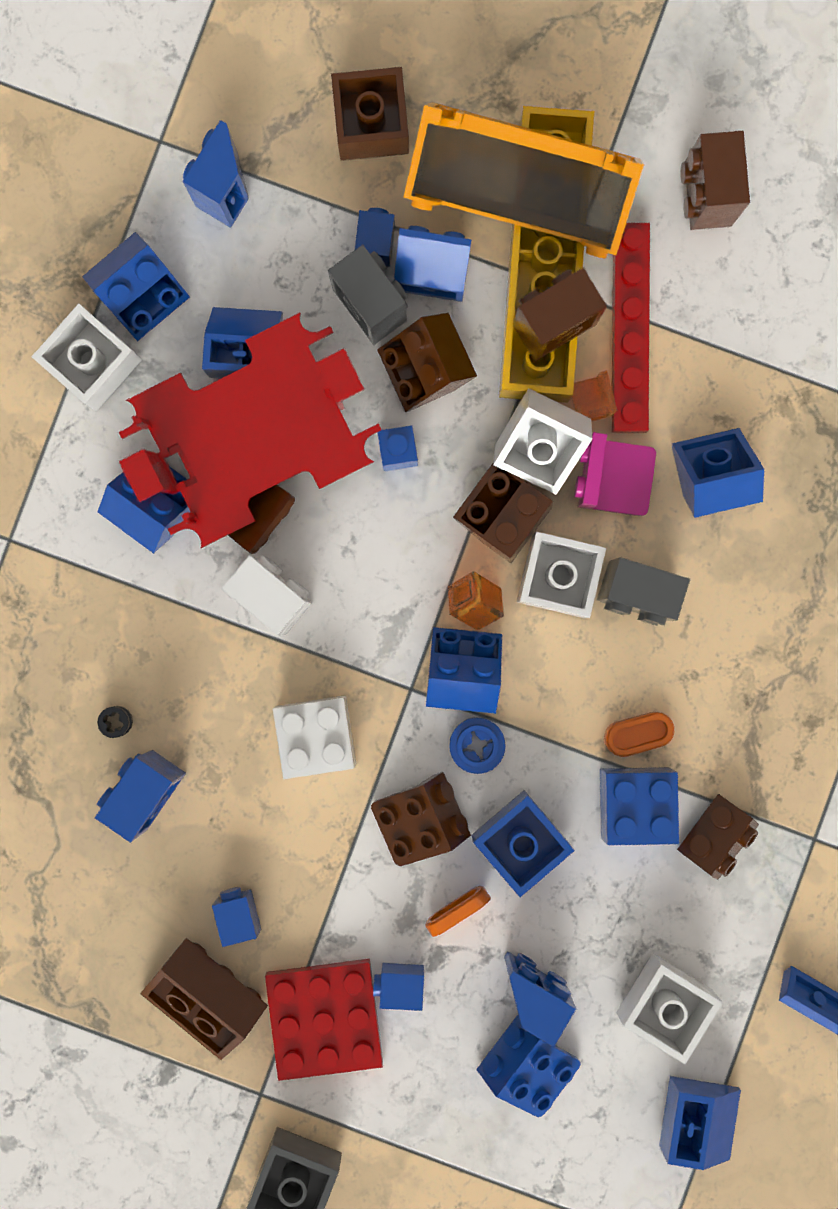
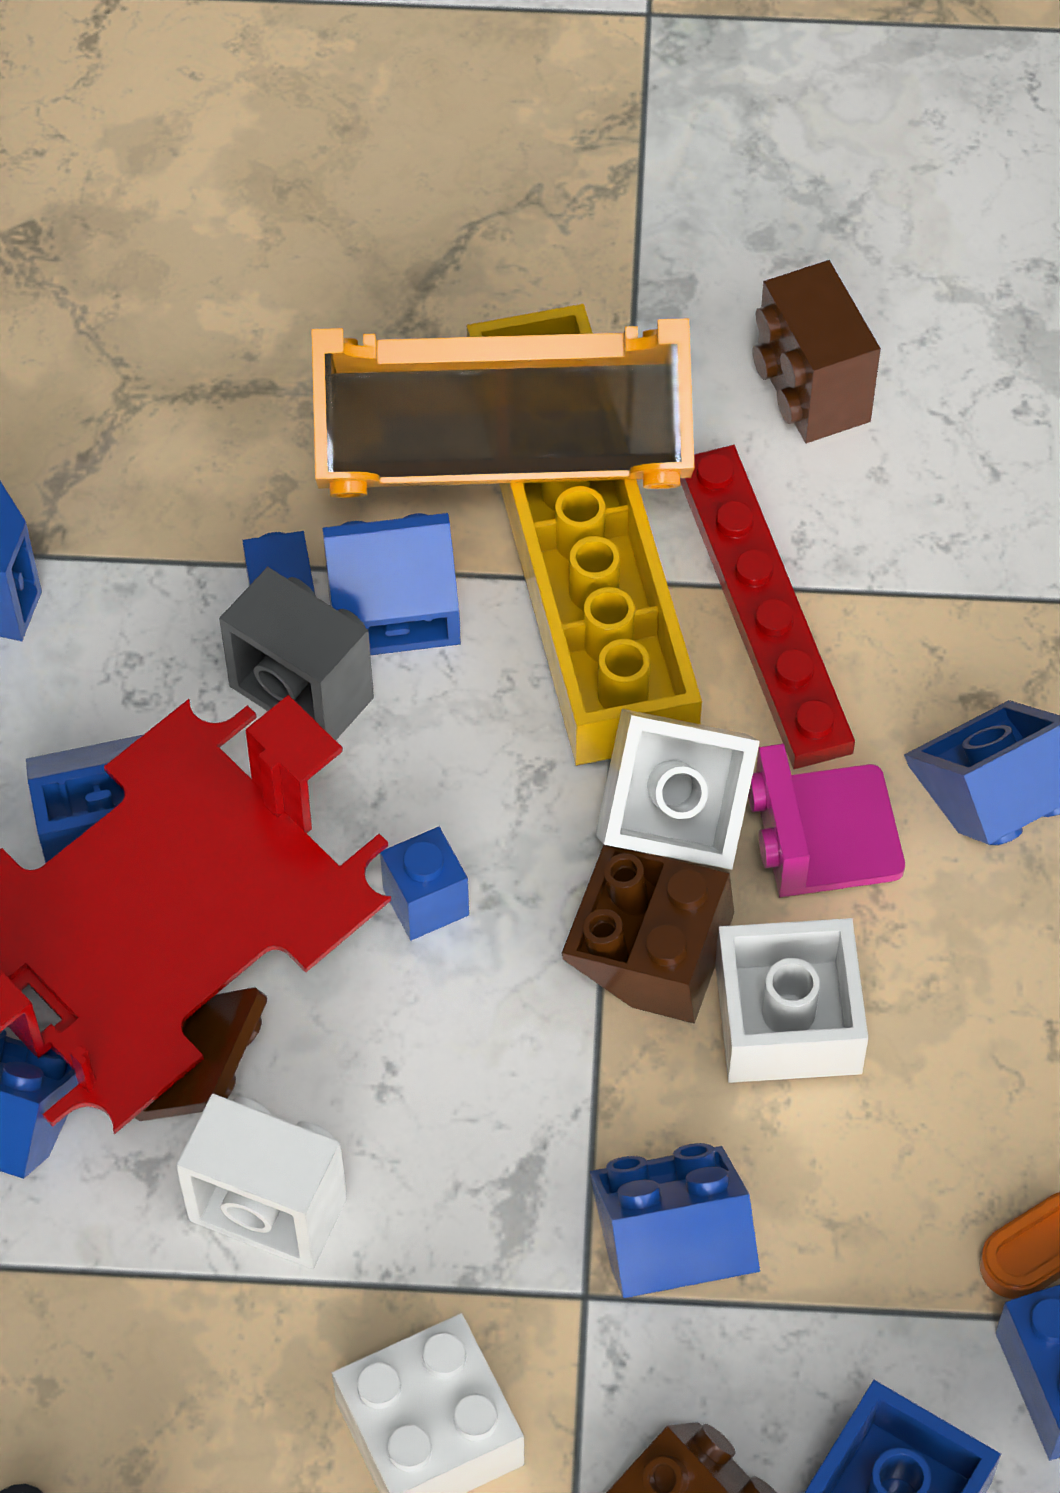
camera: 20 degrees left, 30 degrees down
(370, 113) = (218, 408): reddish brown brick -> none
(426, 361) = (429, 739): reddish brown slope -> none
(475, 601) = (652, 1096): clear orange panel -> none
(492, 752) = (750, 1322): blue gear -> none
(558, 313) = (631, 571): reddish brown brick -> none
(594, 397) = (748, 709): clear orange panel -> none
(643, 590) = (945, 977): dark grey brick -> none

